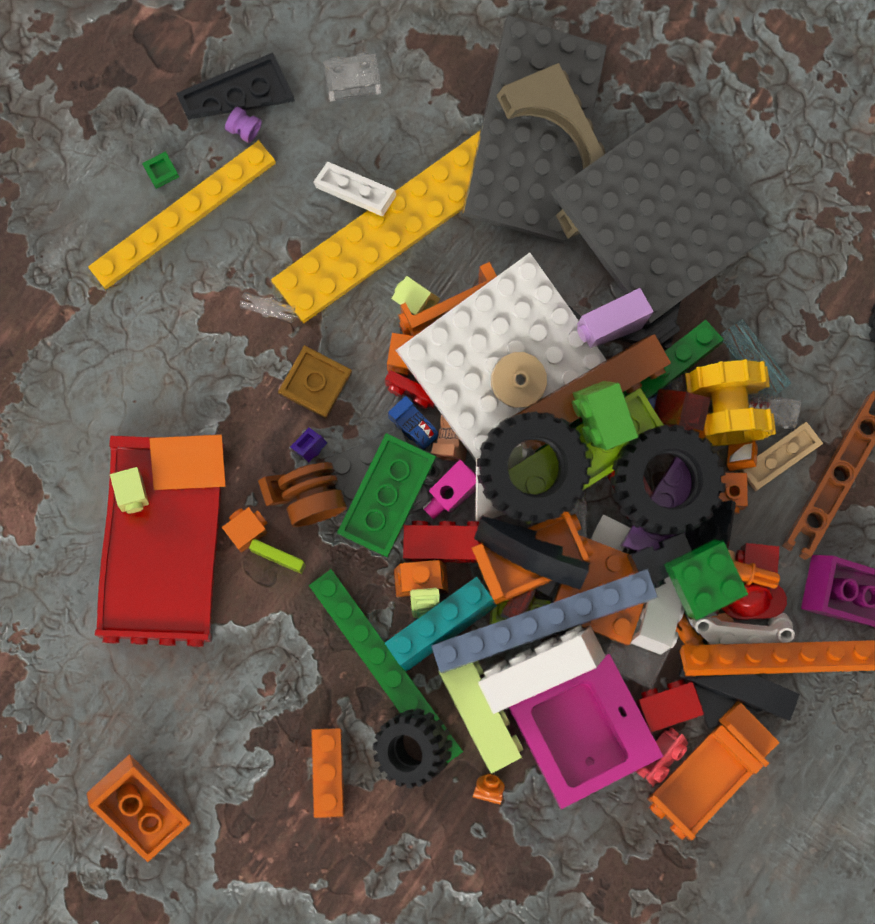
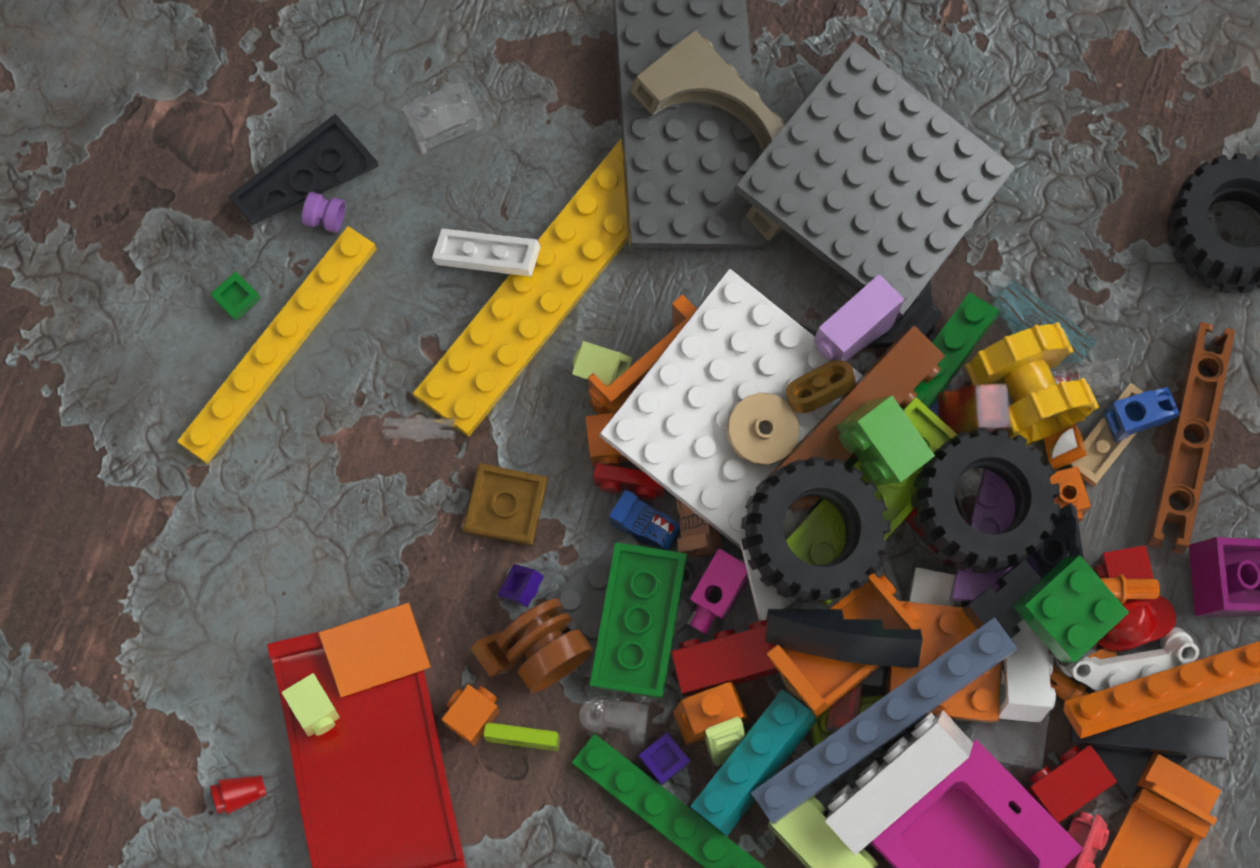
camera: 10 degrees left, 5 degrees down
(58, 538) = (237, 793): none -> red cone
(343, 558) = (616, 716): none -> clear leg
(377, 602) = (664, 758): none -> dark purple plate
(571, 360) = (820, 386): none -> pearl gold plate
(806, 446) = (1140, 413): none -> blue leg

